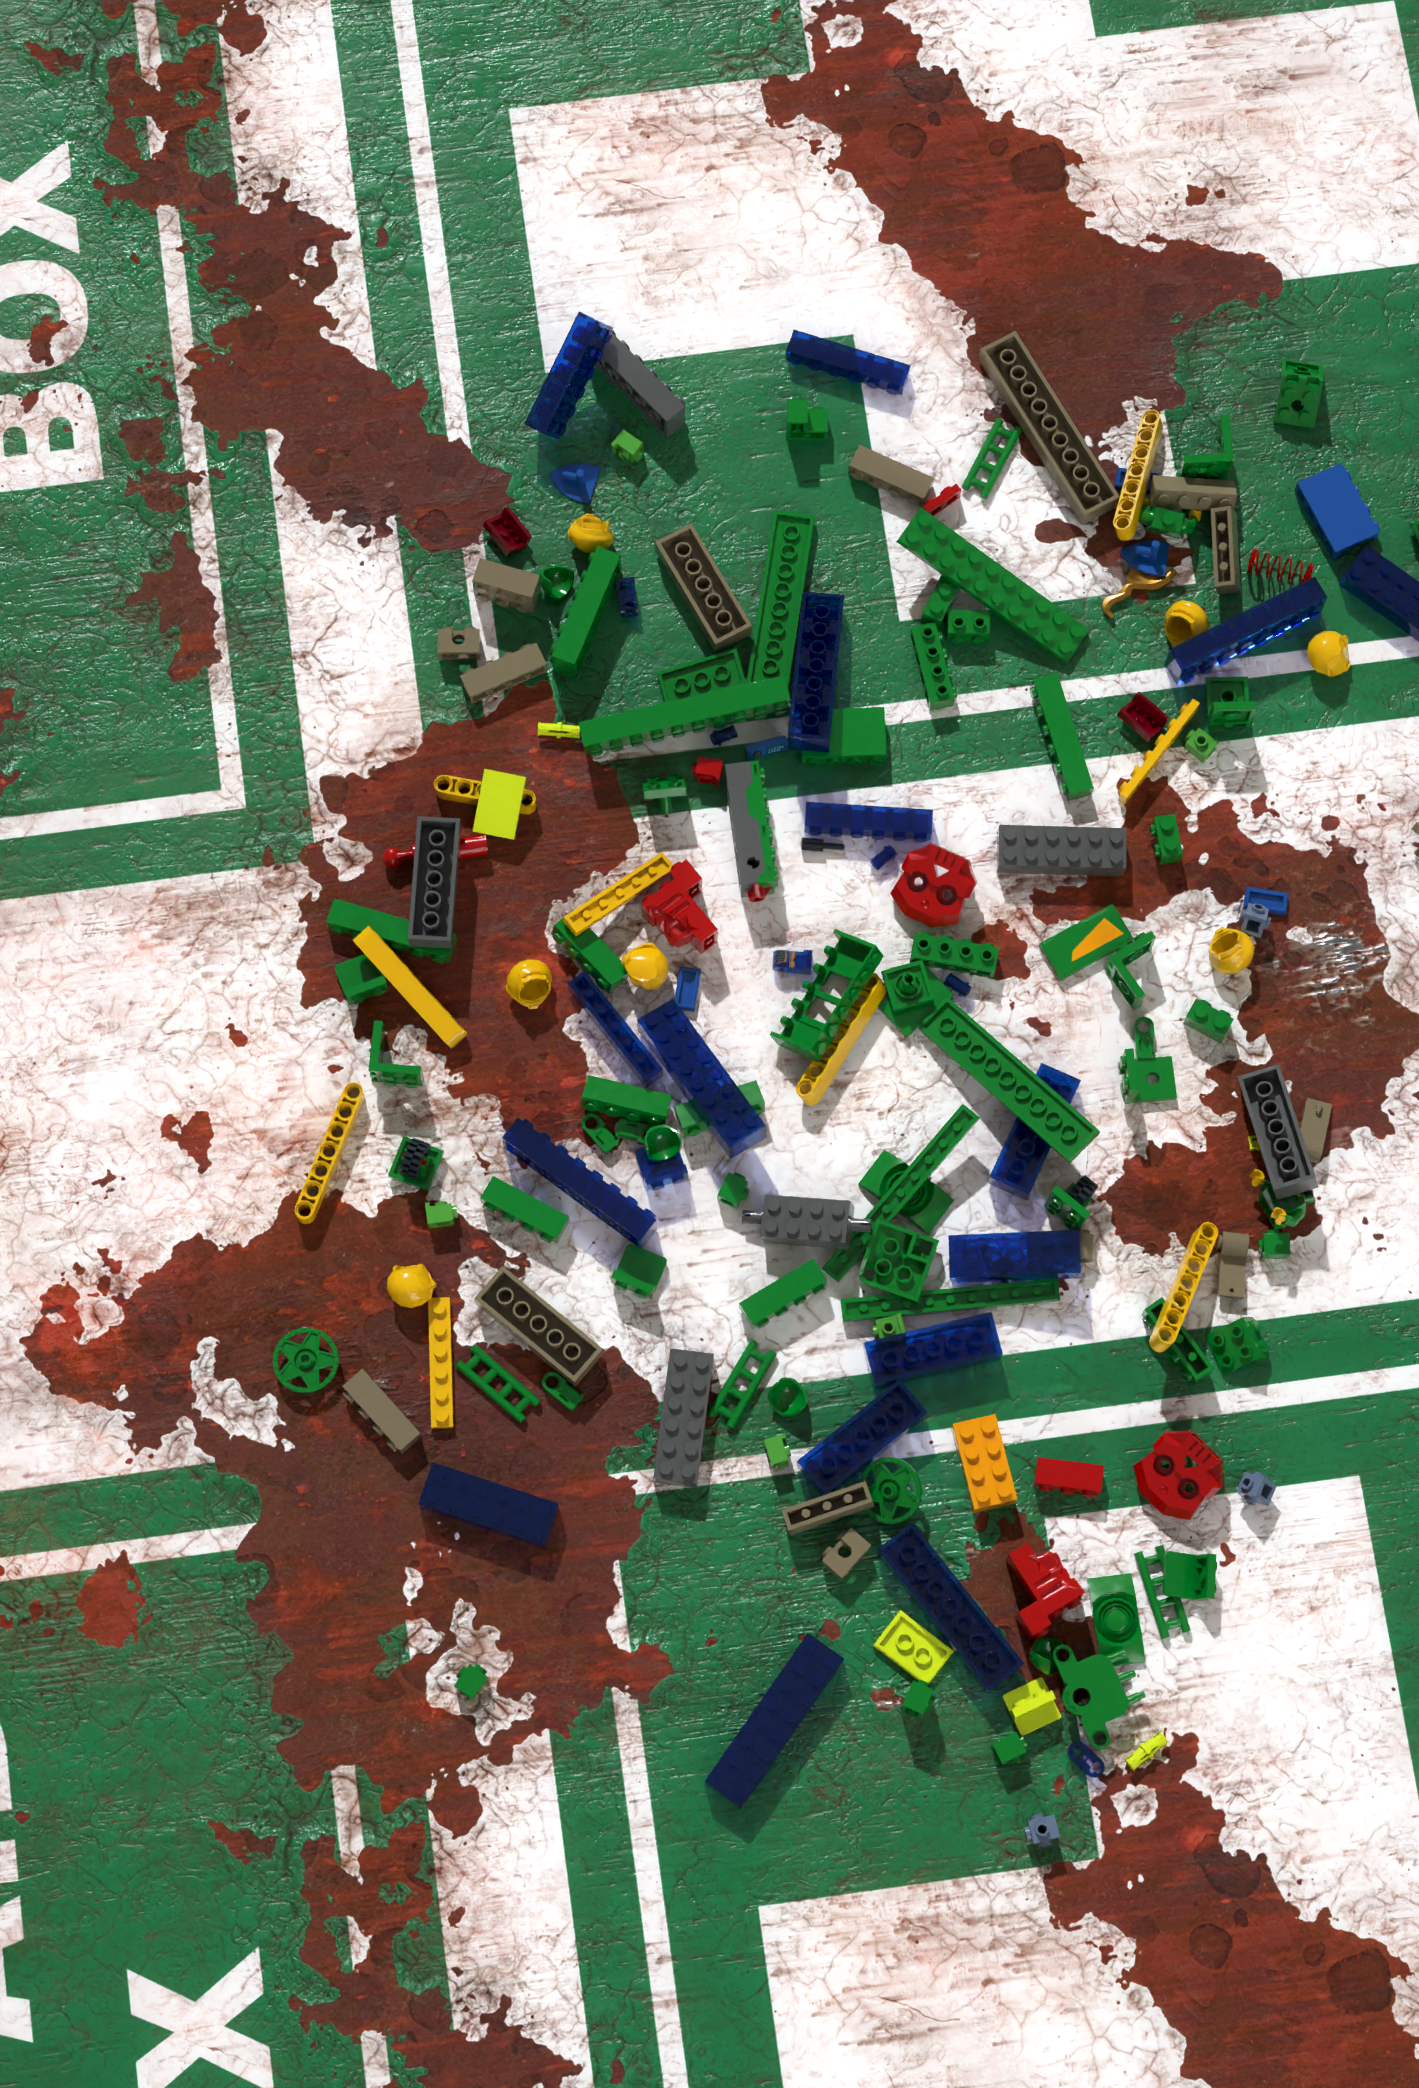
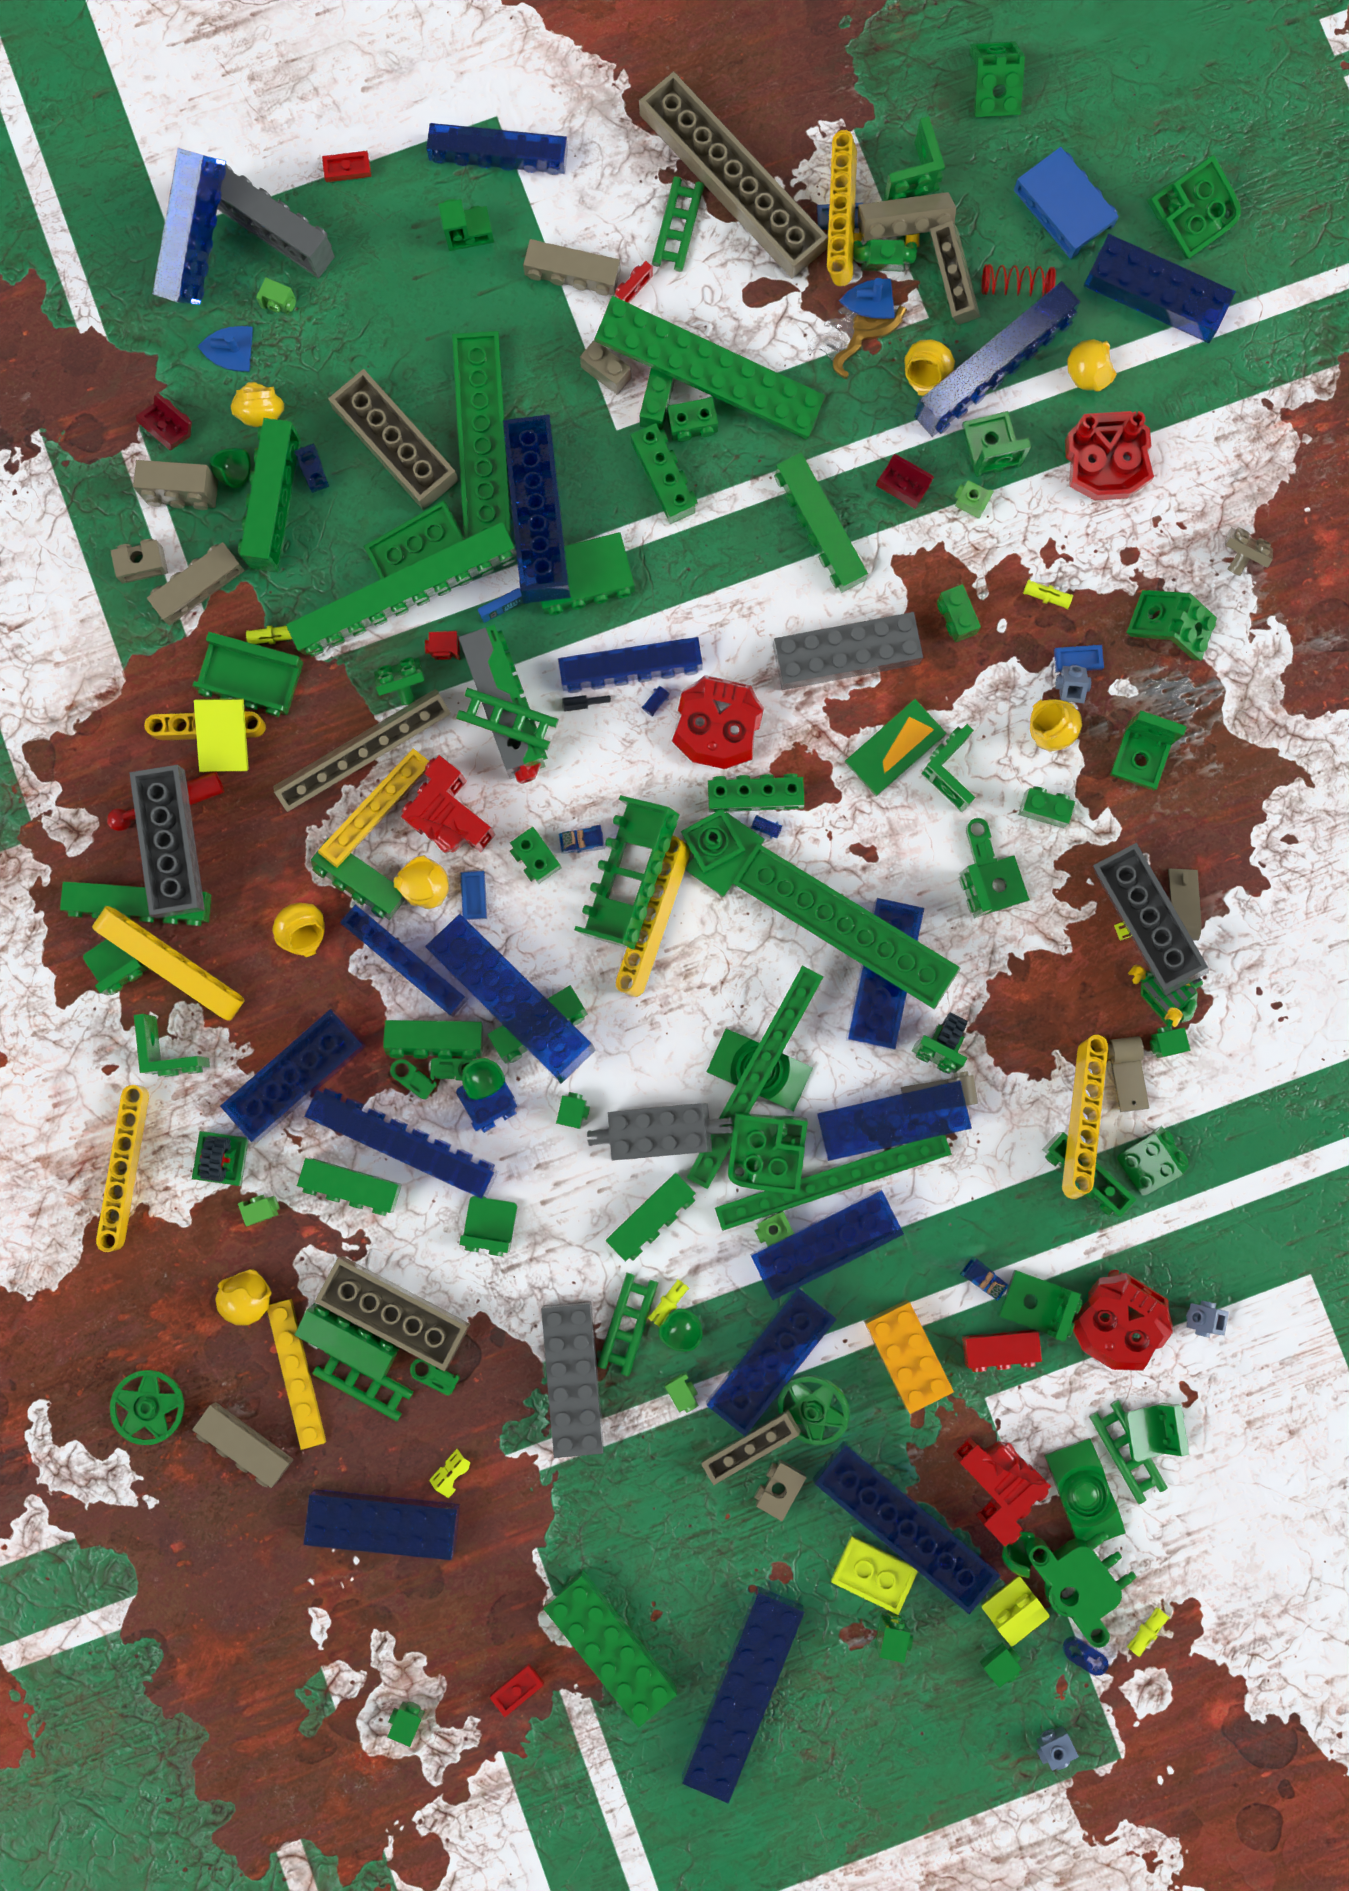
camera: 10 degrees left, 10 degrees up
(493, 1342) = (347, 1341): none -> green brick
(497, 1105) = (293, 1076): none -> clear blue brick
(535, 756) = (249, 673): none -> green panel
(551, 1487) = (446, 1487): none -> neon yellow piece
(575, 1675) = (516, 1690): none -> red plate
(618, 843) = (361, 750): none -> dark tan brick
(666, 1656) = (610, 1648): none -> green brick
(713, 350) = (346, 166): none -> red plate
(723, 735) = (452, 601): clear blue pin -> none
(749, 966) = (535, 855): none -> green brick
(756, 853) = (493, 723): none -> green bar
(782, 1371) = (668, 1302): none -> neon yellow pin
(902, 566) = (605, 367): none -> dark tan brick
(1066, 1413) = (984, 1278): none -> clear blue leg
(1121, 1446) = (1053, 1306): none -> green bracket
(1152, 757) = (923, 524): yellow plate -> none
(1249, 839) = (1048, 594): none -> neon yellow pin
(1314, 980) = (1152, 738): none -> green bracket
(1326, 749) = (1110, 474): none -> red brick
(1356, 885) = (1180, 619): none -> green bracket

